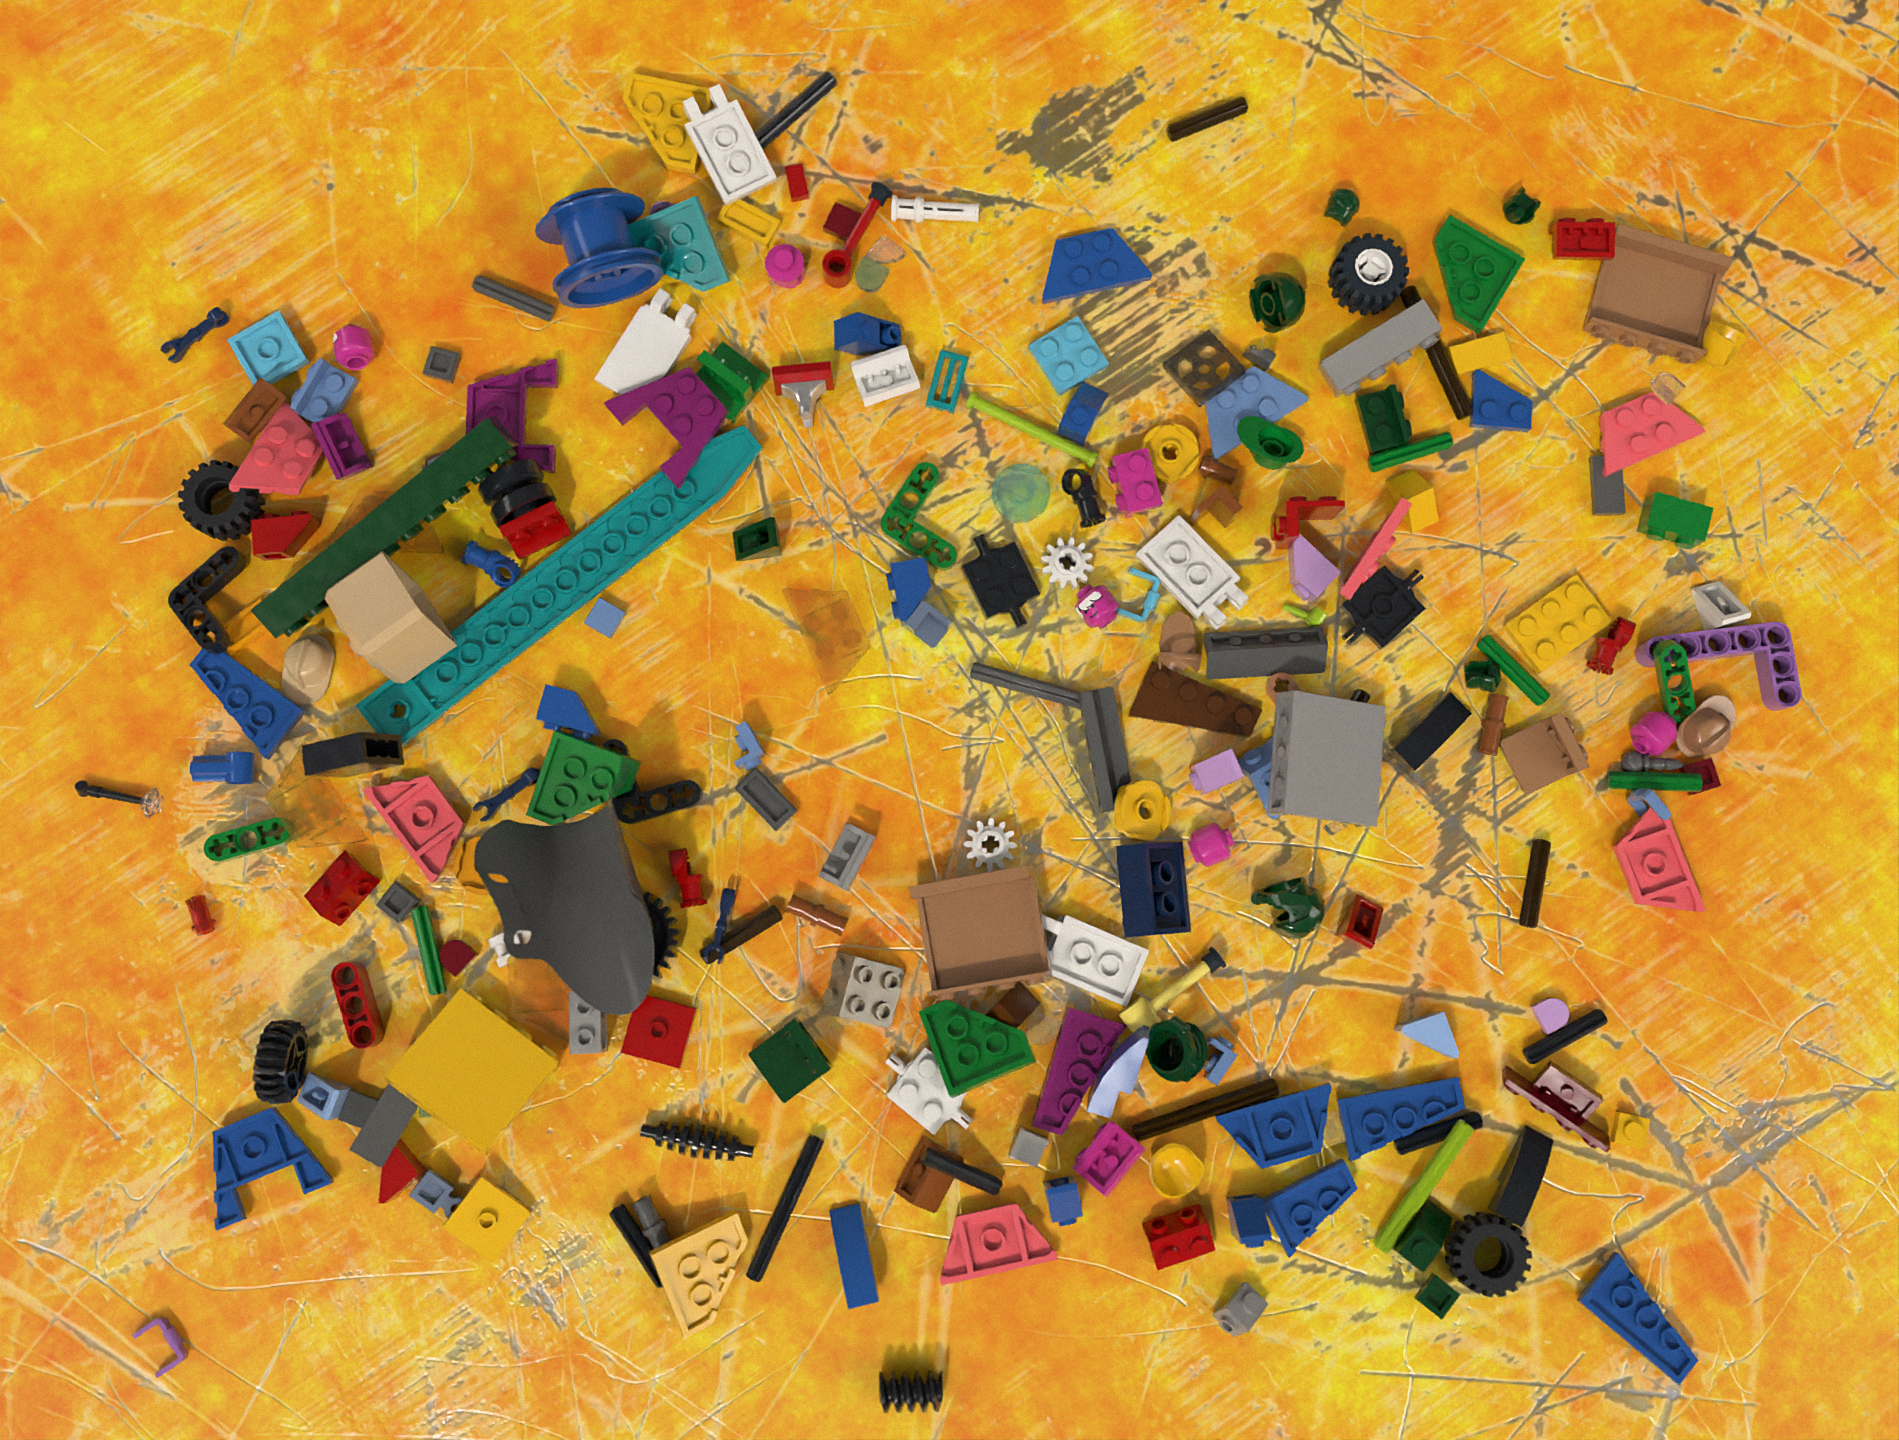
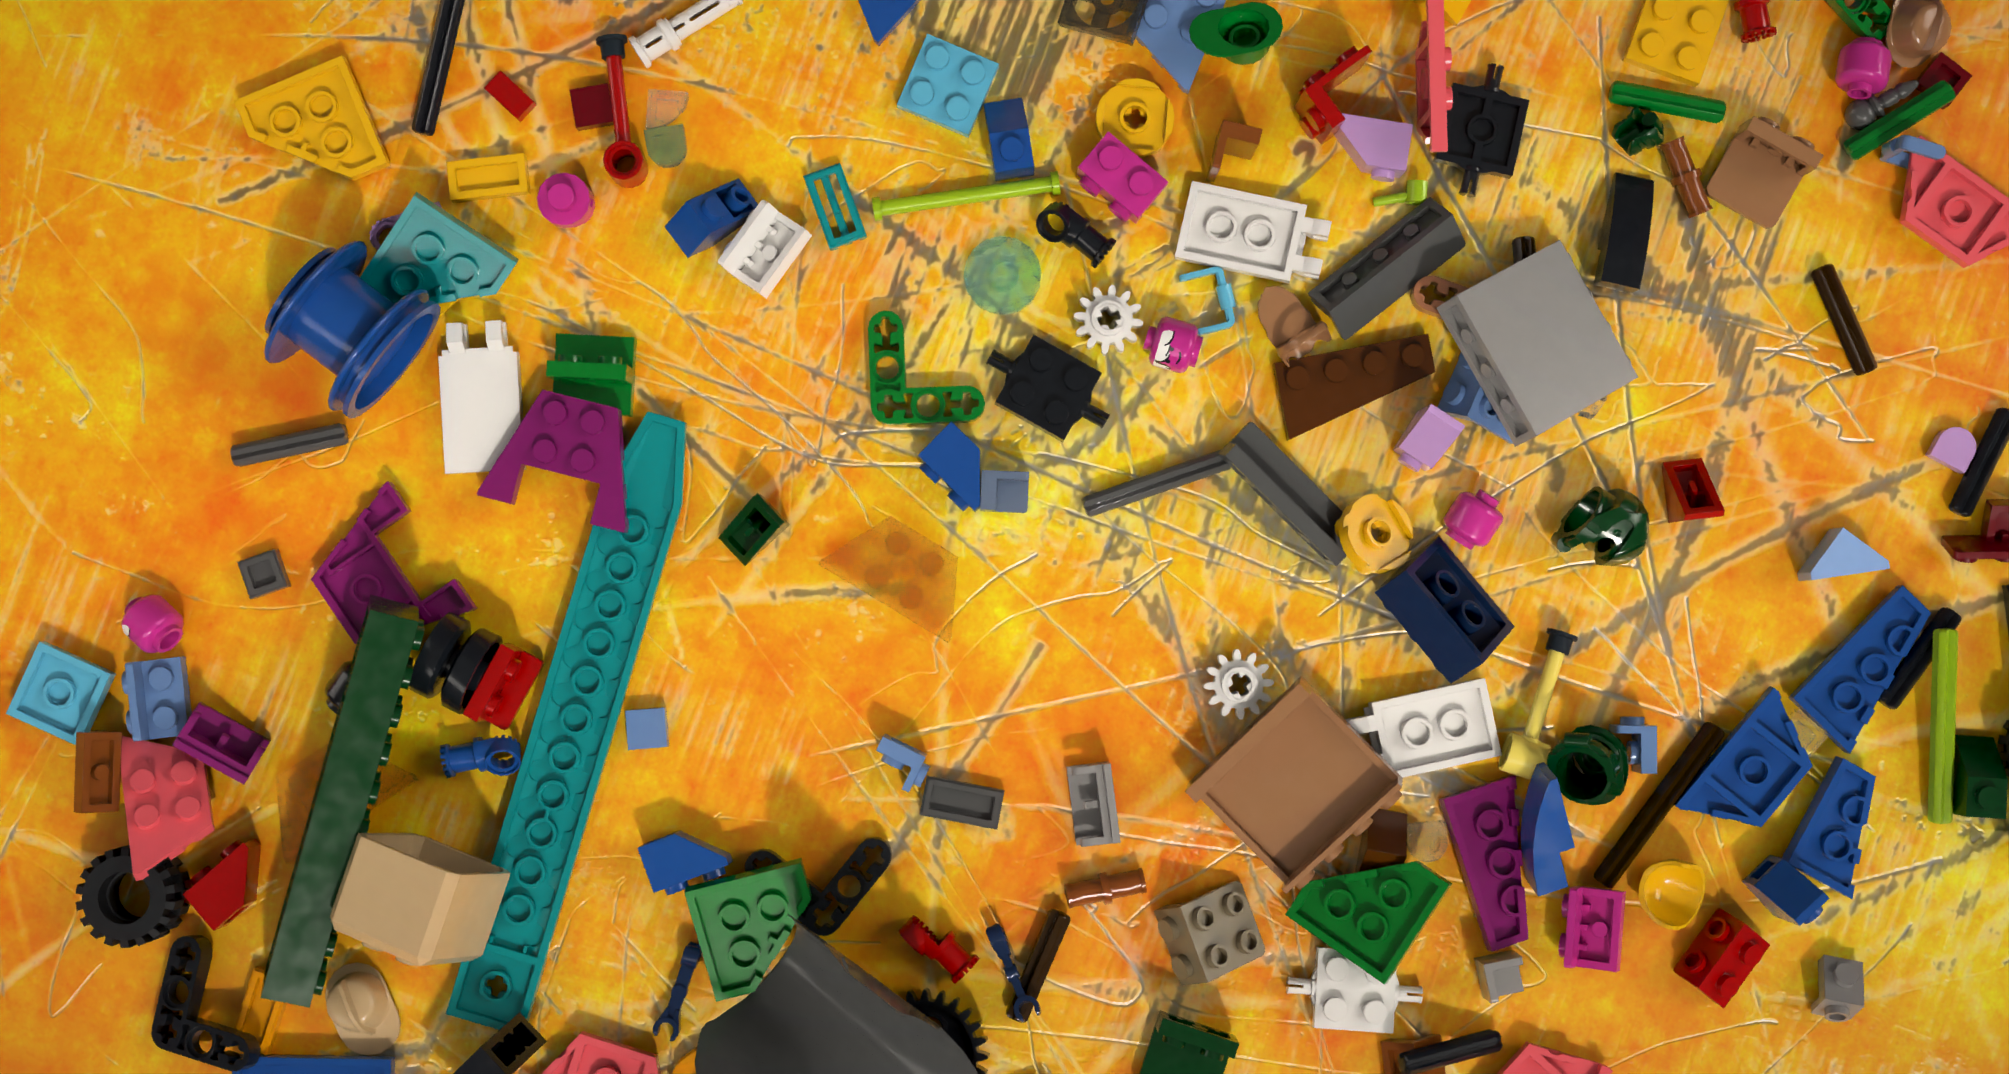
camera: 30 degrees left, 5 degrees up
(728, 147) = (407, 111): white tile -> none
(803, 385) = (682, 322): piece -> none
(1063, 1200) = (1575, 1005): blue slope -> none
(1217, 470) = (1200, 102): dark orange pin -> none

